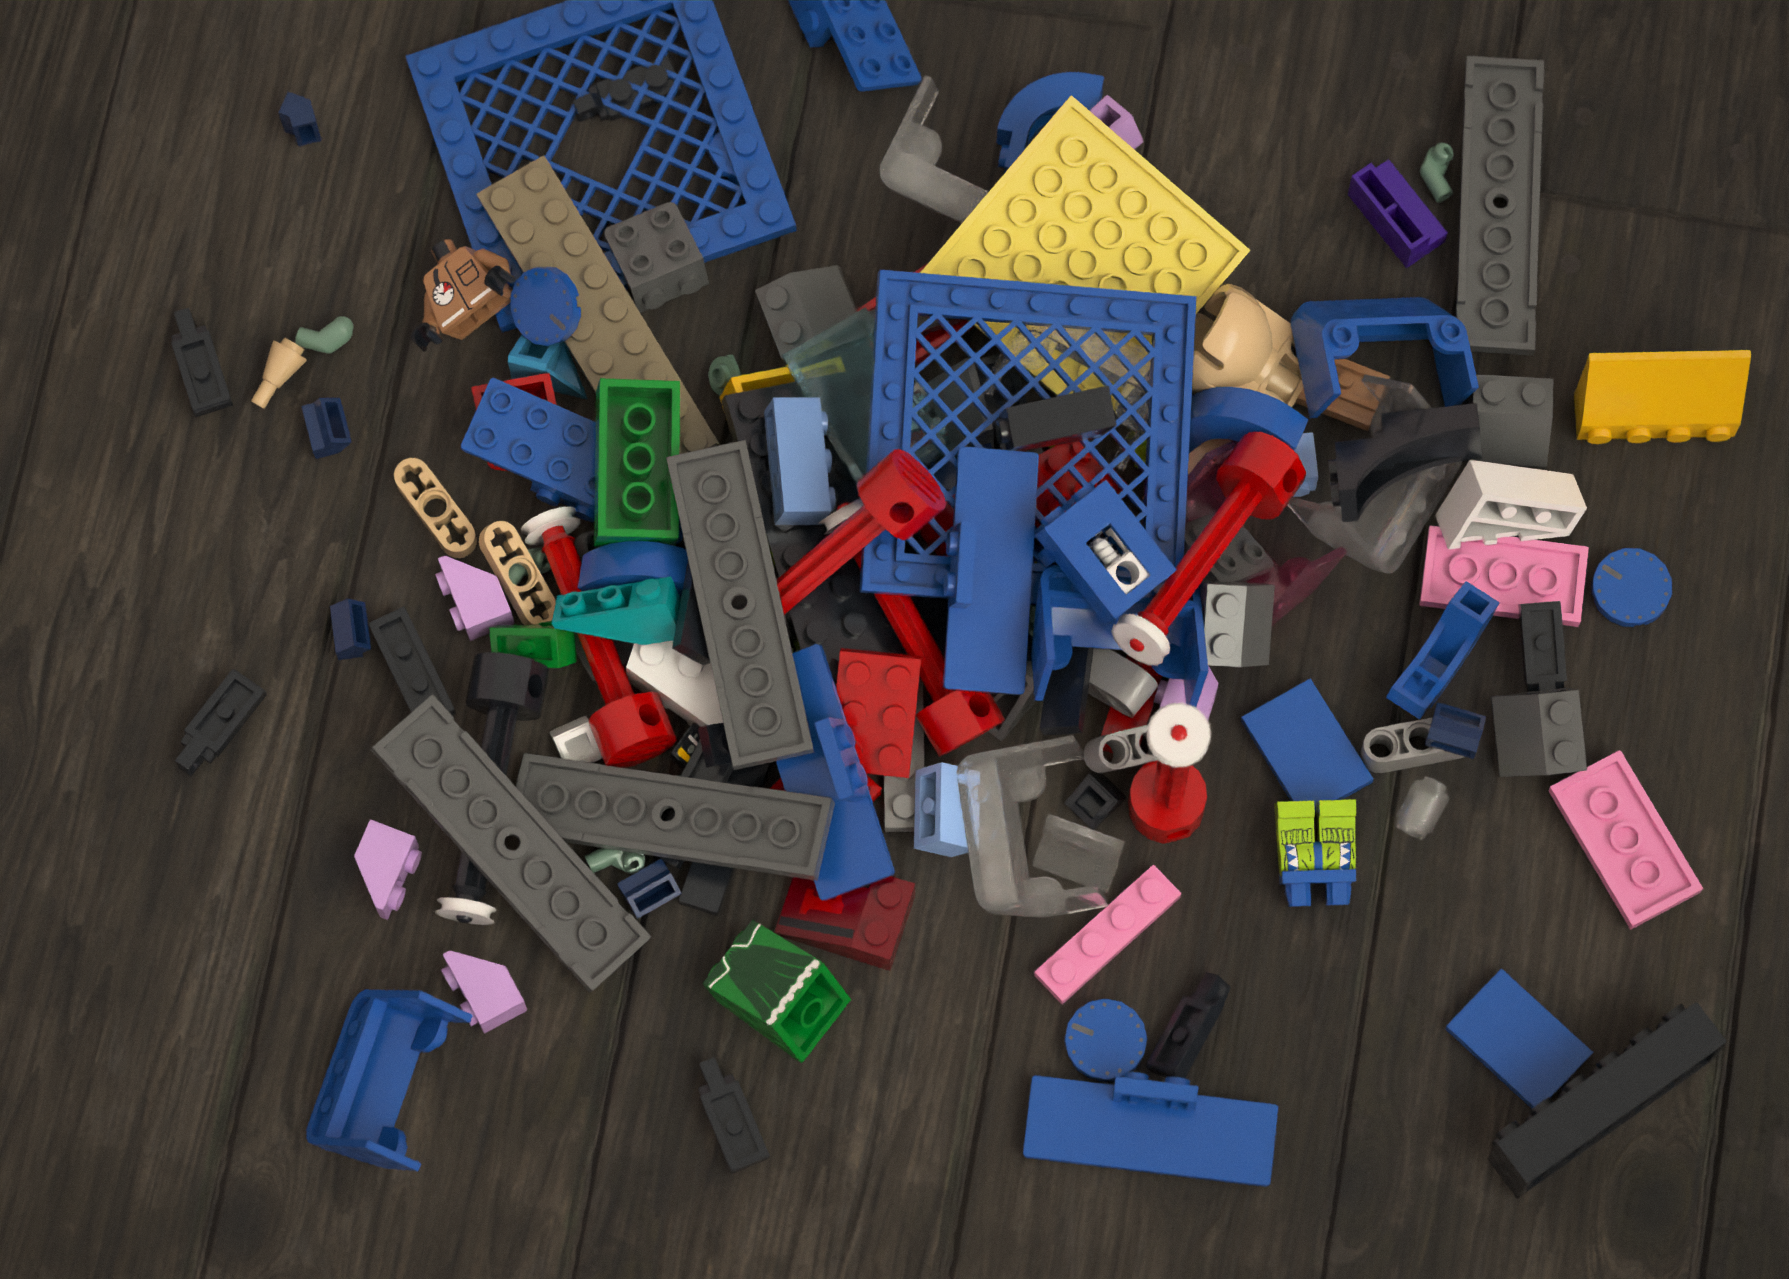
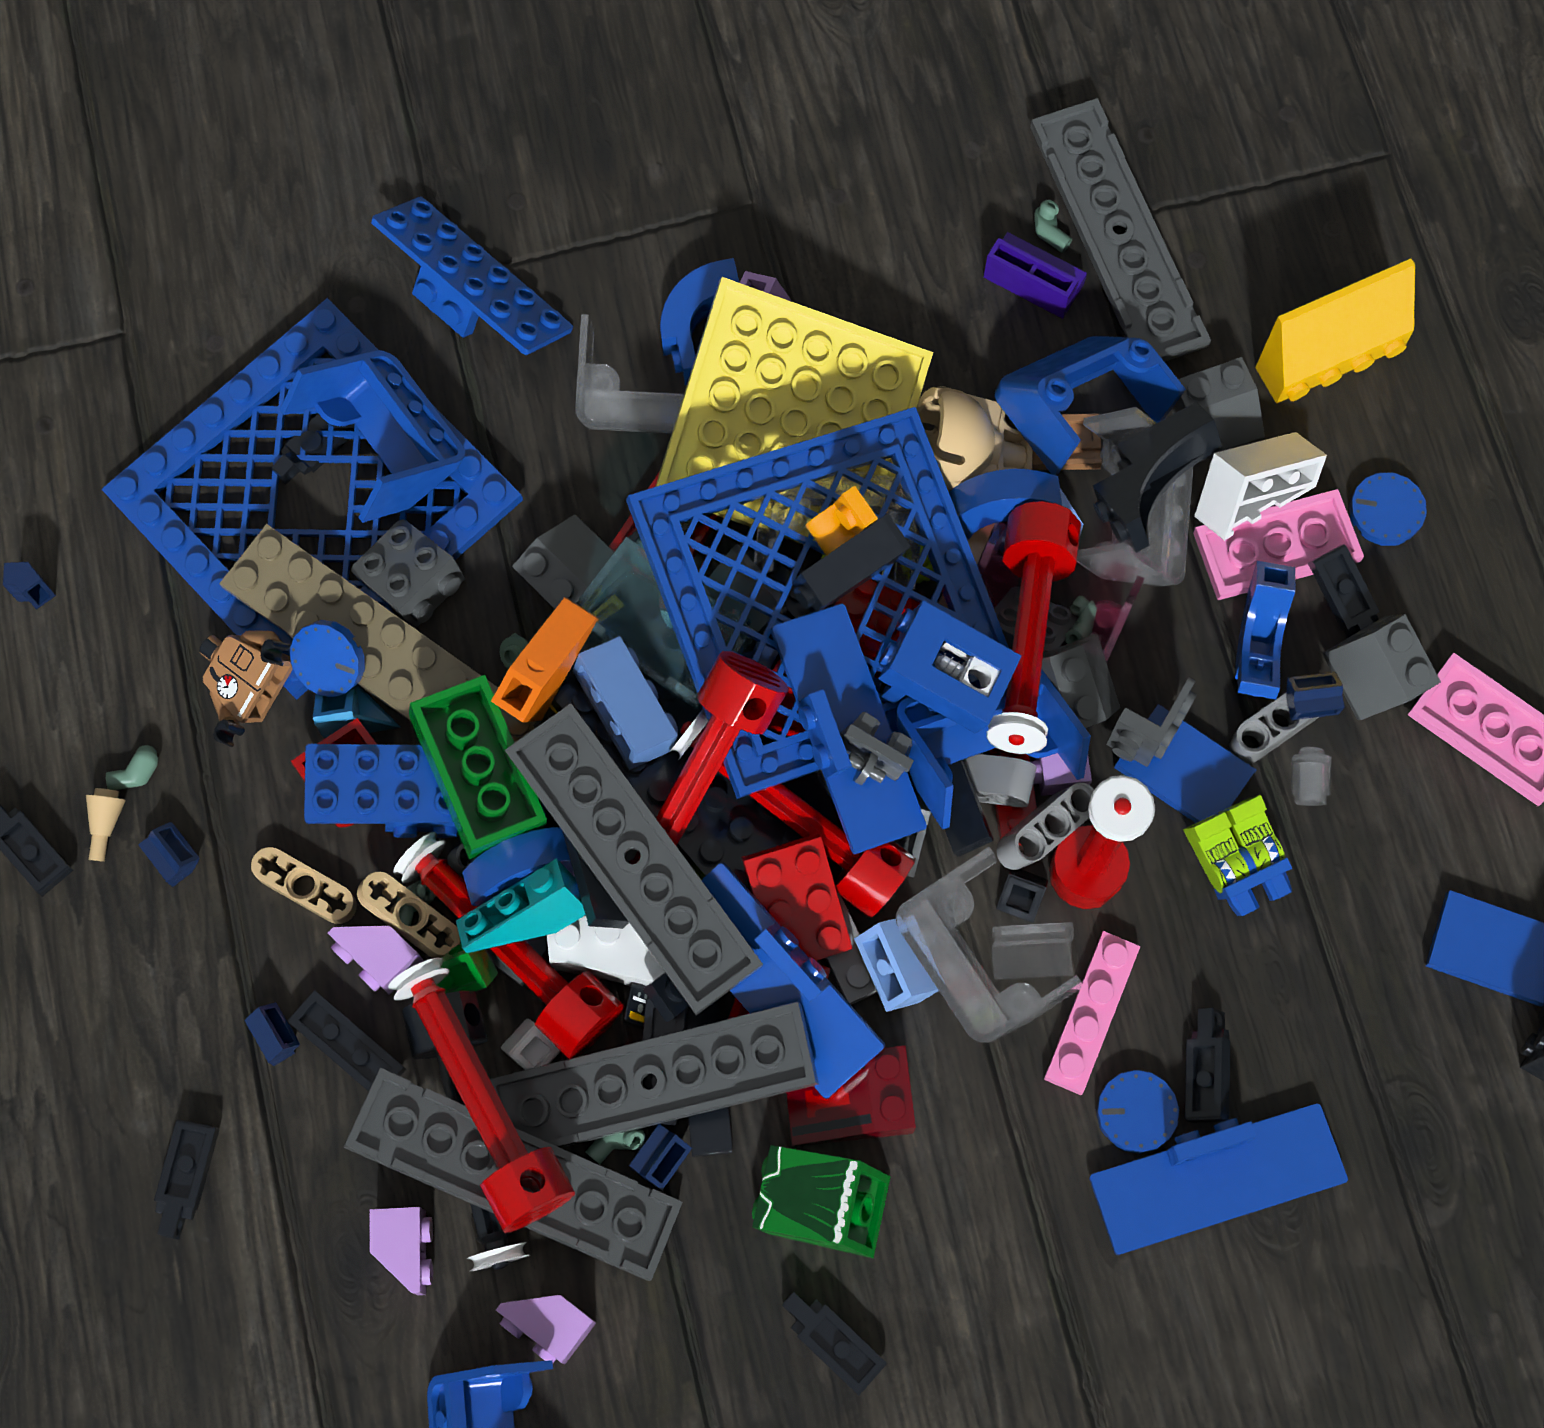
camera: 25 degrees left, 0 degrees up
(513, 850) = (515, 1166): none -> red piece
(706, 99) = (392, 417): none -> blue windscreen
(738, 393) = (544, 663): none -> orange slope
(998, 605) = (872, 756): none -> dark grey hips
(1066, 374) = (841, 521): none -> light orange plate
(1271, 574) = (1083, 627): none -> sand green arm
(1275, 708) = (1141, 739): none -> dark grey bracket

